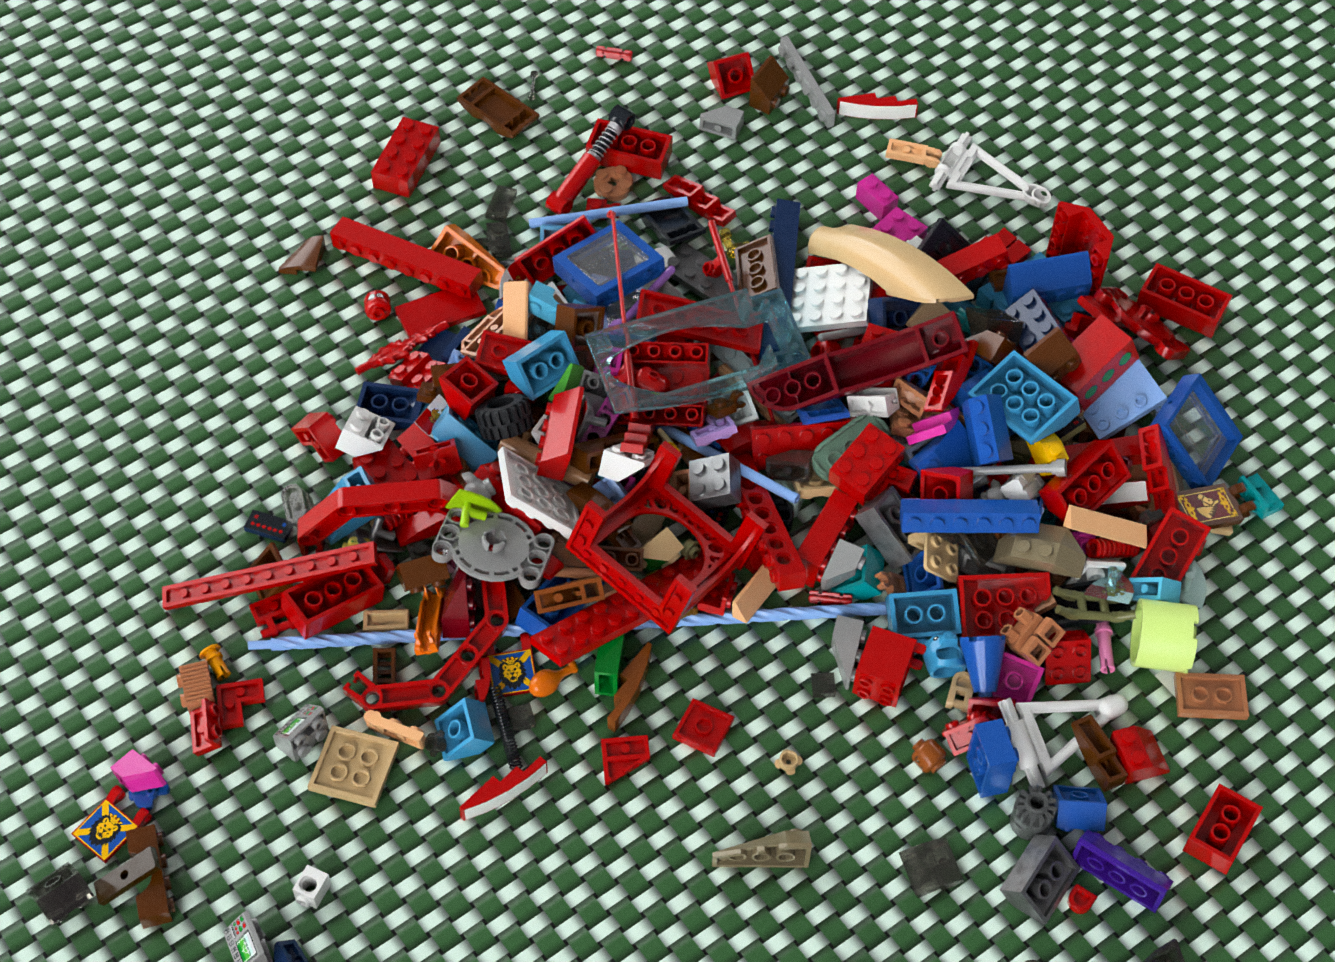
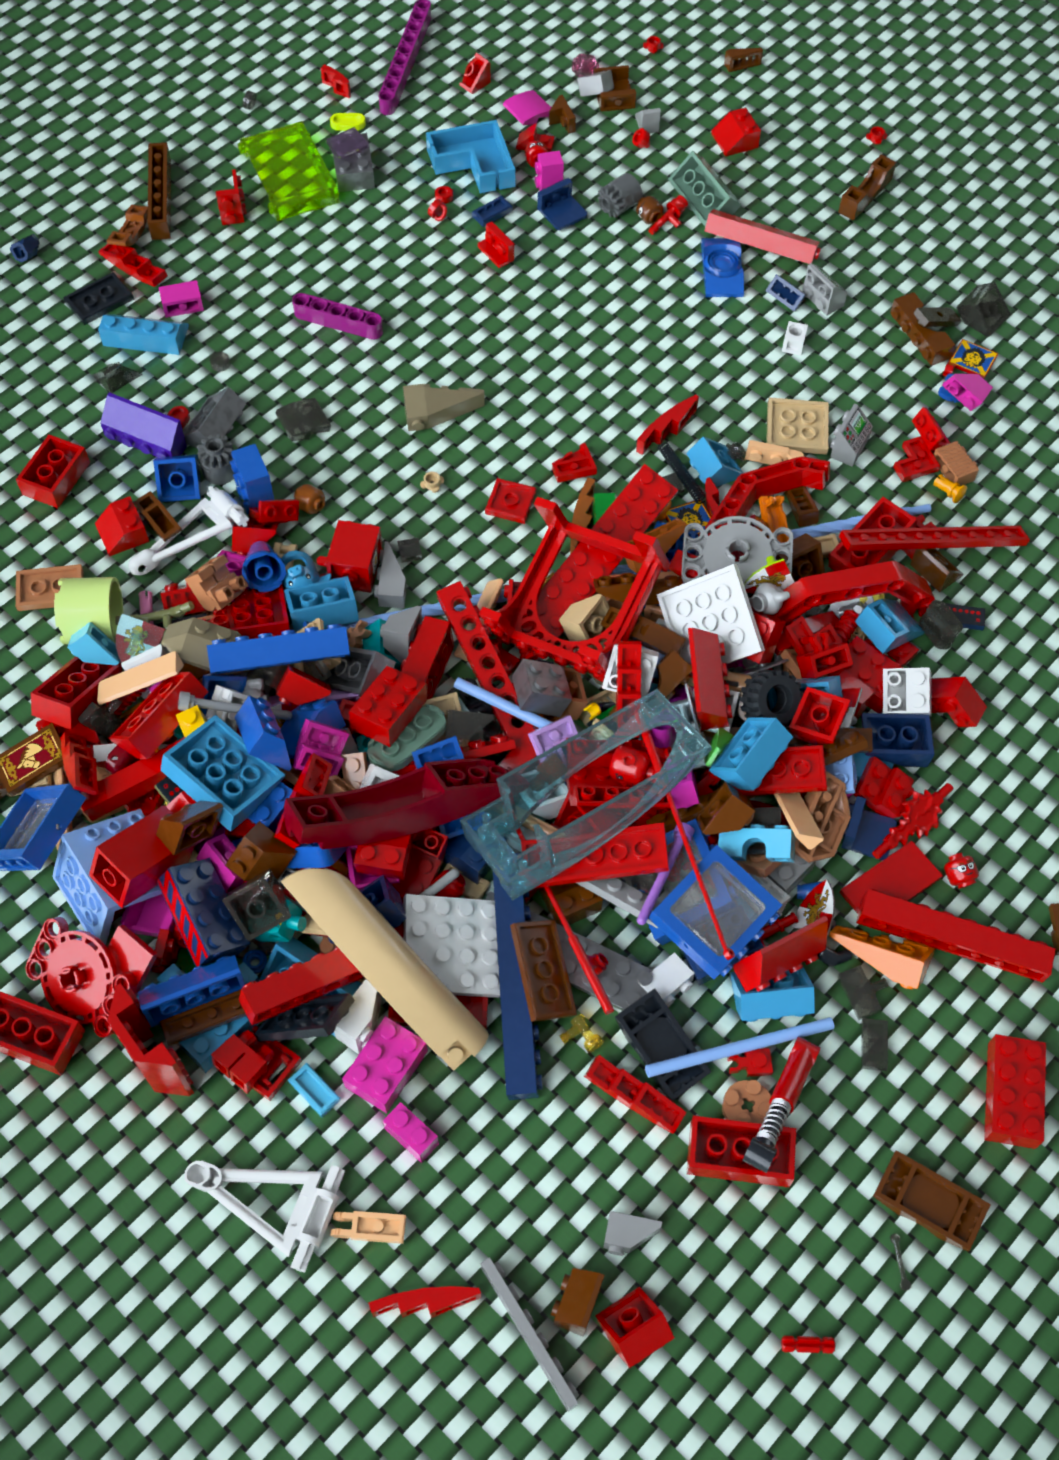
camera: 170 degrees right, 5 degrees up
(691, 549) = (554, 629): olive plate -> none

